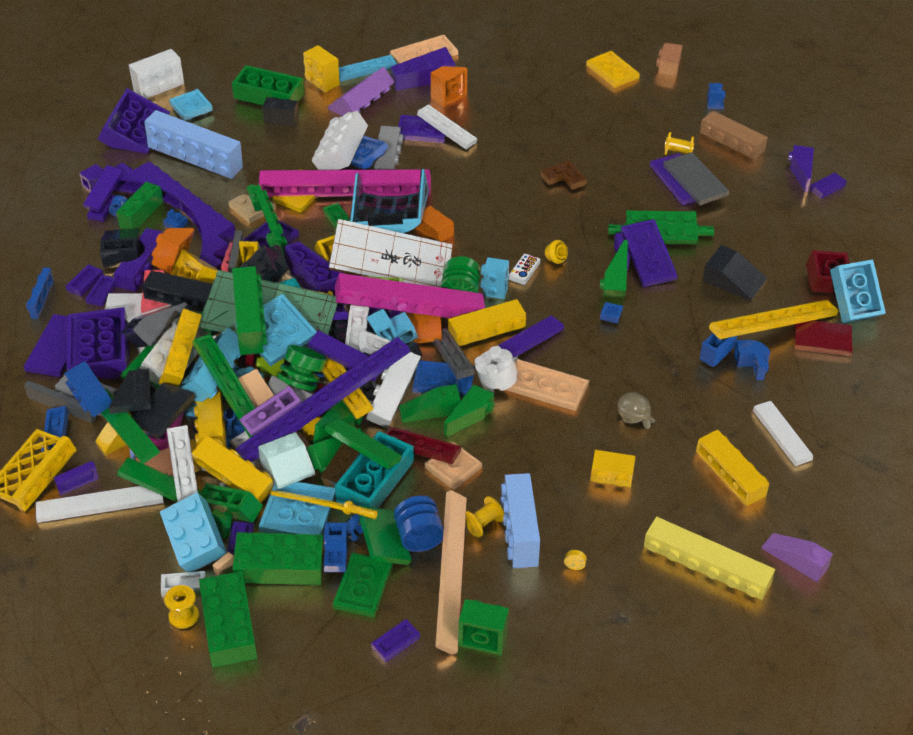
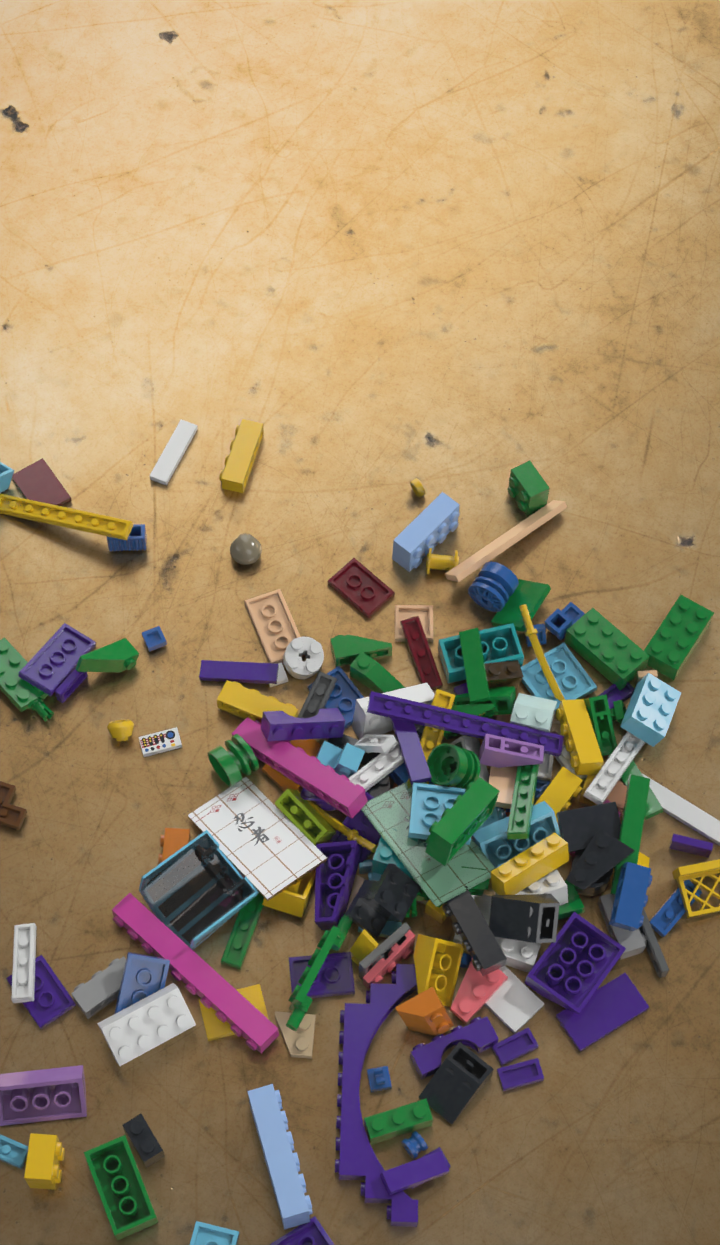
camera: 135 degrees left, 15 degrees up
(40, 293) = (573, 1087): blue plate -> none
(182, 609) = (701, 669): yellow hose -> none
(187, 578) = (688, 699): white tile -> none
(362, 585) = (566, 588): green tile -> none
(395, 640) = (582, 539): dark purple tile -> none
(427, 341) = (281, 726): none -> dark purple arch
(495, 278) = (204, 736): medium azure brick -> none
(522, 457) = (361, 588): none -> dark red tile
(612, 468) = (318, 521): yellow brick -> none
(709, 558) = (337, 418): light yellow brick -> none
(733, 273) = (23, 588): black slope -> none
(753, 354) = (115, 506): blue brick -> none
(800, 554) = (282, 375): medium lavender slope -> none

